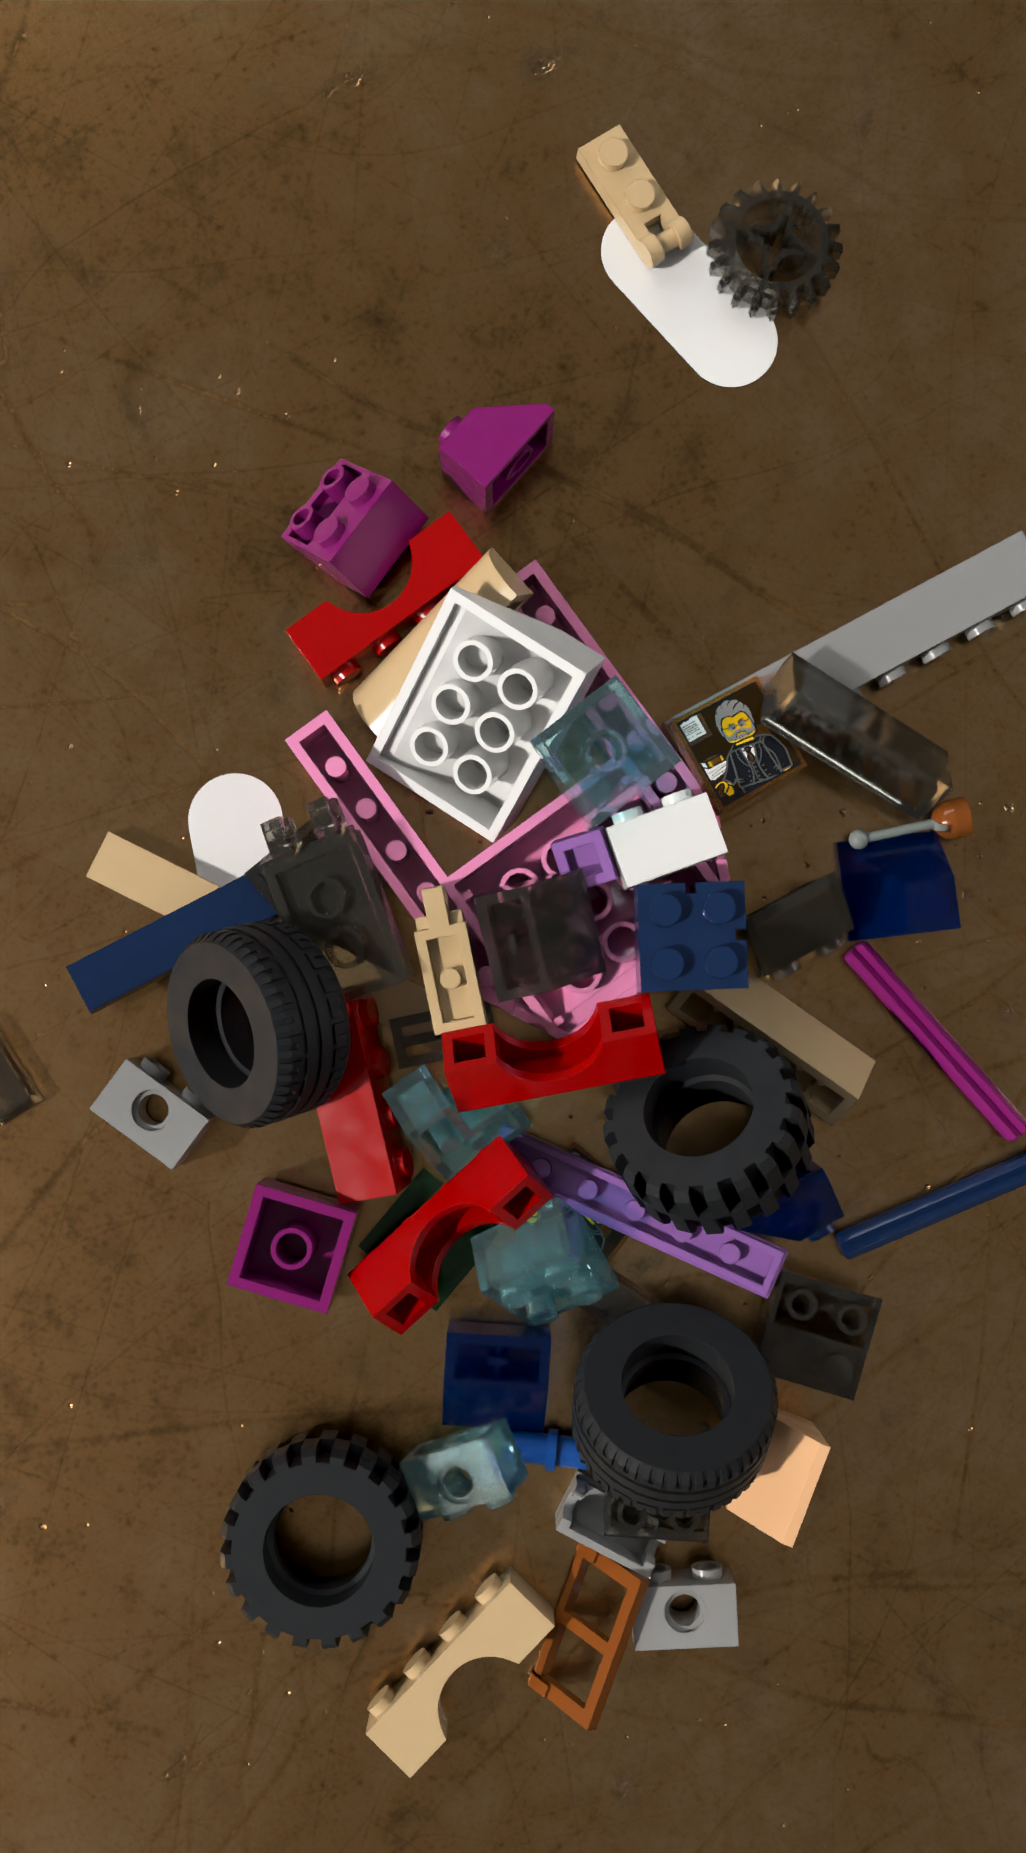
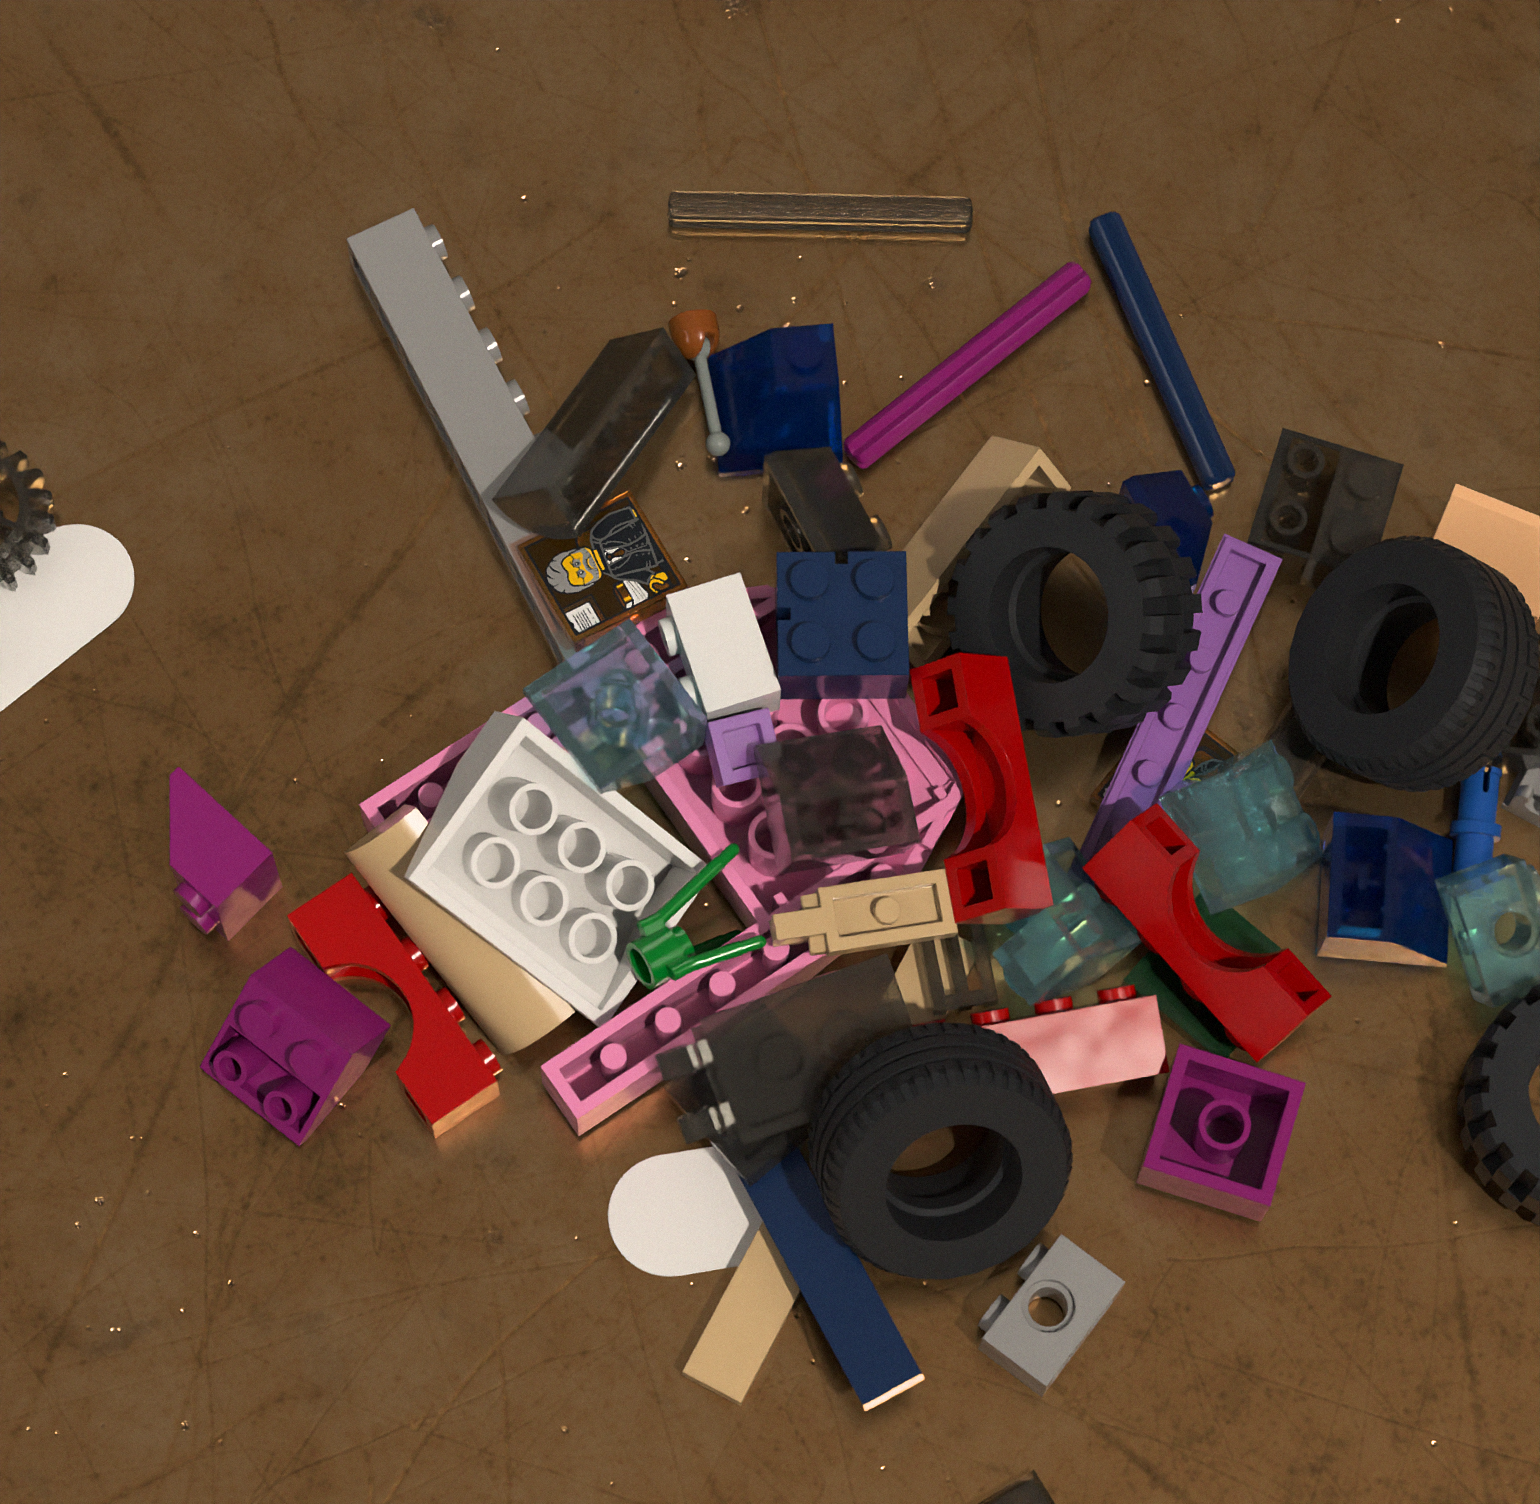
camera: 90 degrees left, 15 degrees down
(417, 804) = (668, 952): none -> green plant

